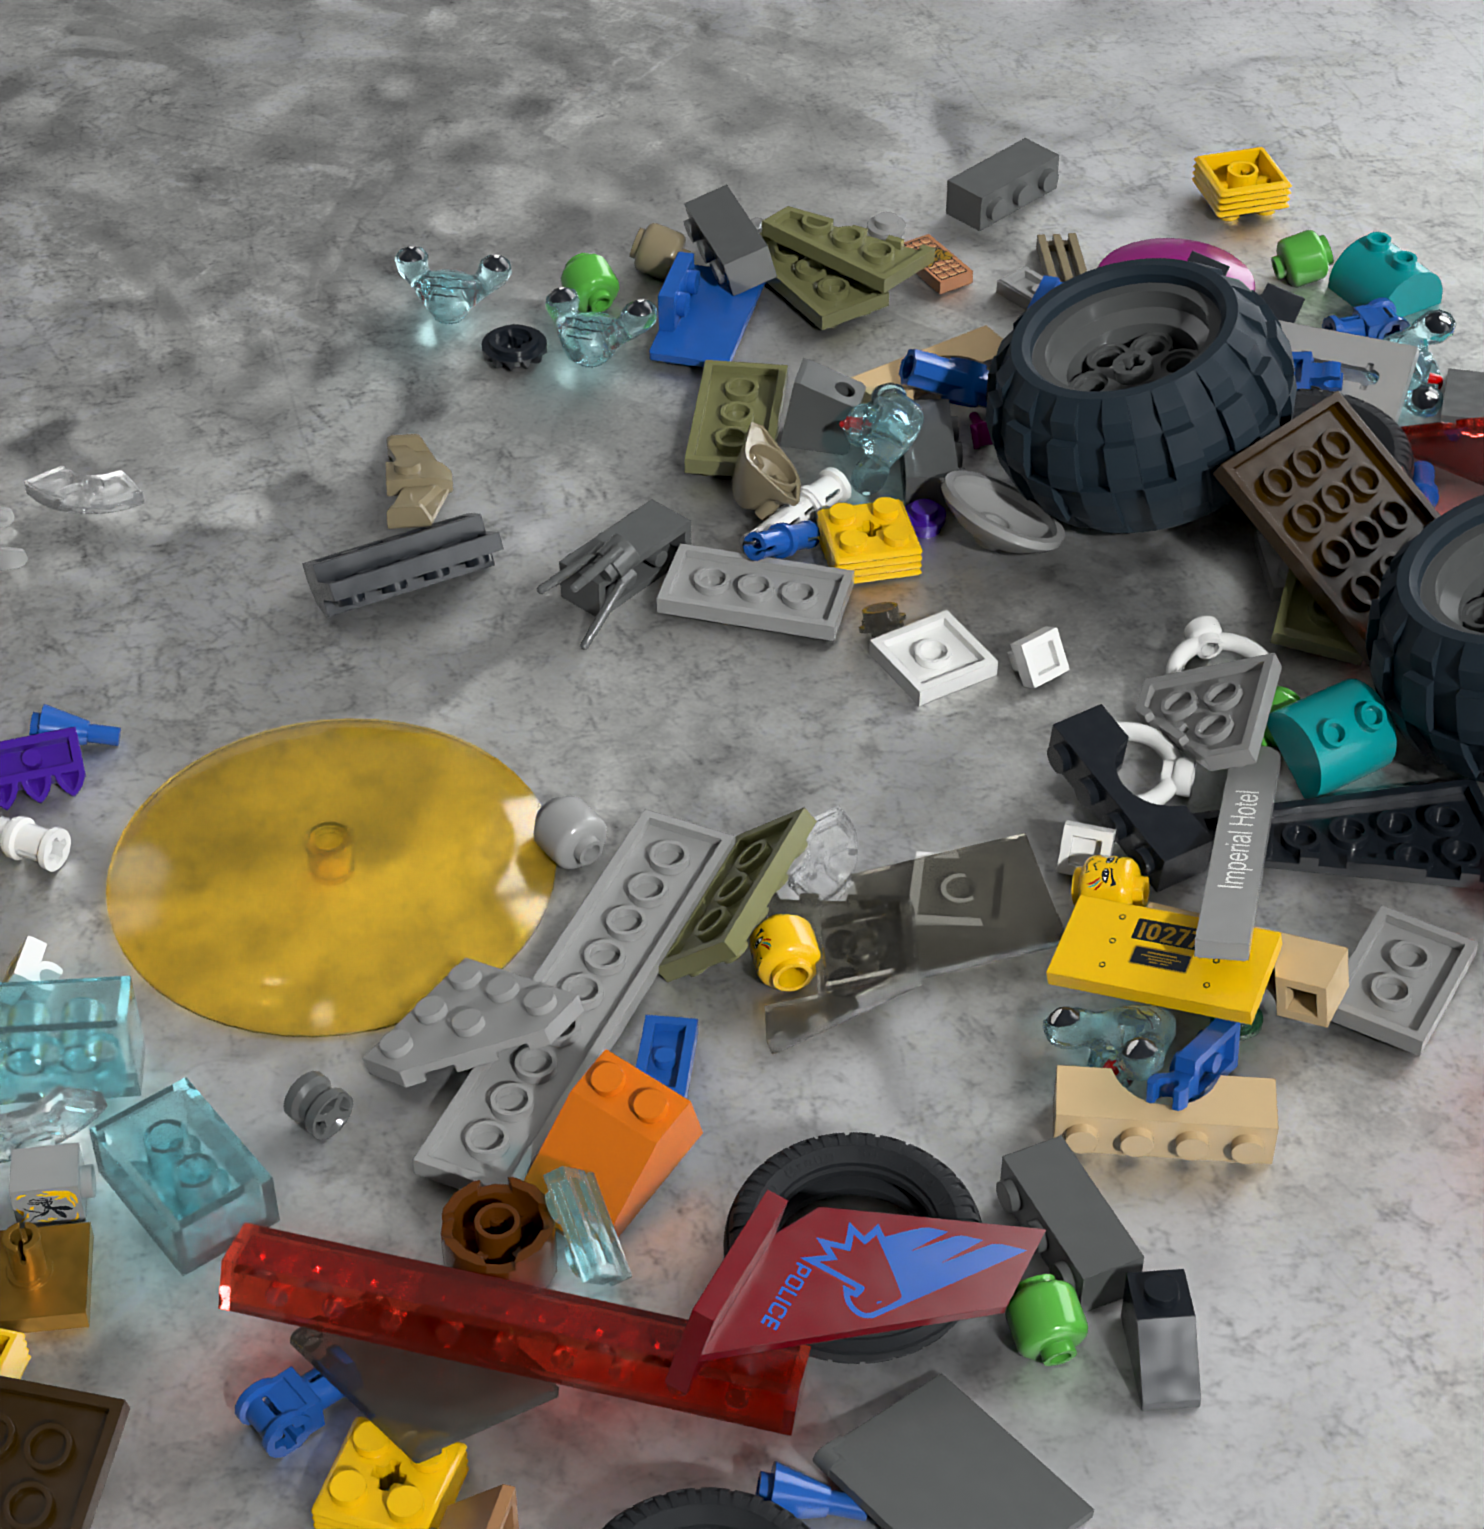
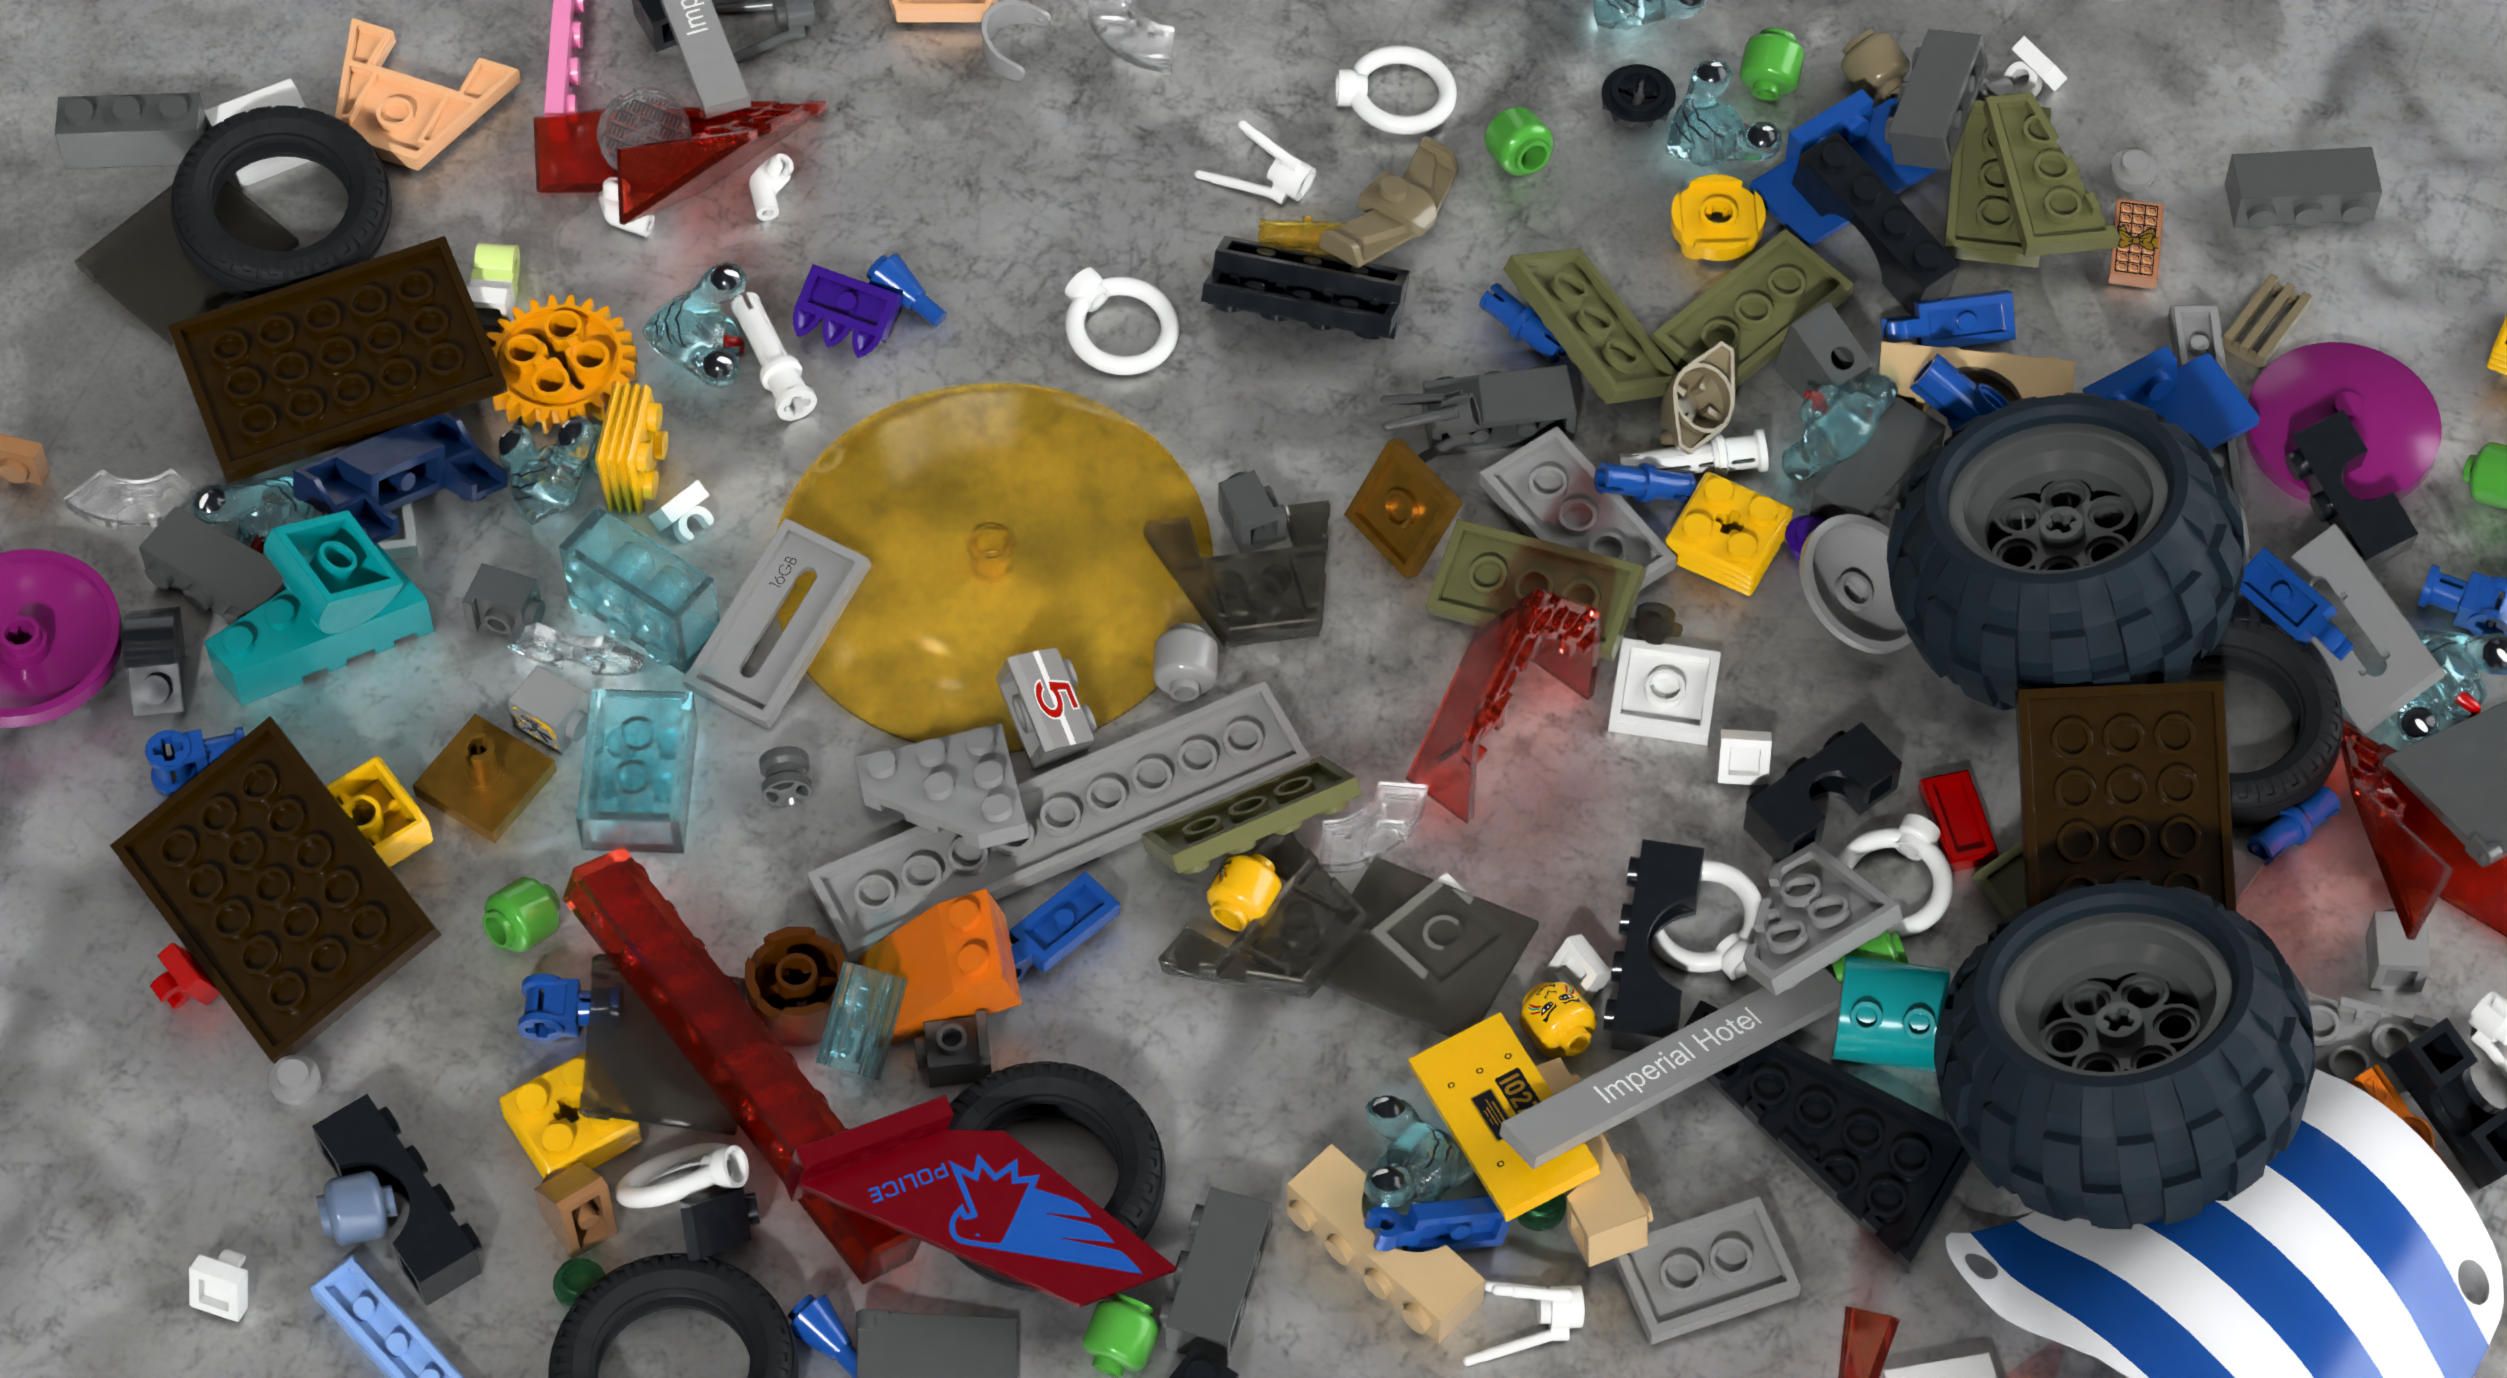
camera: 40 degrees right, 15 degrees up
(163, 948) = (720, 663): none -> light grey piece
(181, 1355) = (521, 914): none -> bright green head
(228, 655) = (1089, 293): none -> white piece
(301, 437) = (1352, 90): none -> white piece
(309, 507) = (1289, 174): none -> white plant
(357, 534) = (1295, 234): none -> clear yellow pin
(462, 405) = (1519, 141): none -> bright green head
(494, 920) = (1045, 706): none -> light grey slope
(510, 715) = (1251, 512): none -> dark grey brick
(573, 758) = (1252, 593): none -> clear smoke wing
(583, 503) = (1521, 321): none -> blue pin
(591, 1412) = (718, 1163): none -> white piece
(614, 1468) = (717, 1220): none -> black slope
(631, 642) = (1403, 508): none -> pearl gold tile
(648, 476) = (1591, 324): none -> olive plate
(649, 382) = (1713, 240): none -> yellow plate
(679, 1206) = (955, 1050): none -> dark grey brick
(763, 200) = (2035, 65): none -> white tile
(781, 639) = (1495, 568): none -> olive plate
(811, 328) = (1909, 256): none -> black arch
(855, 693) = (1539, 628): none -> clear red windscreen
(880, 346) = (1956, 321): none -> blue plate
(1114, 648) = (1849, 768): none -> black arch
(1197, 602) = (1957, 812): none -> red tile
(1329, 1074) = (1555, 1305): none -> white plant

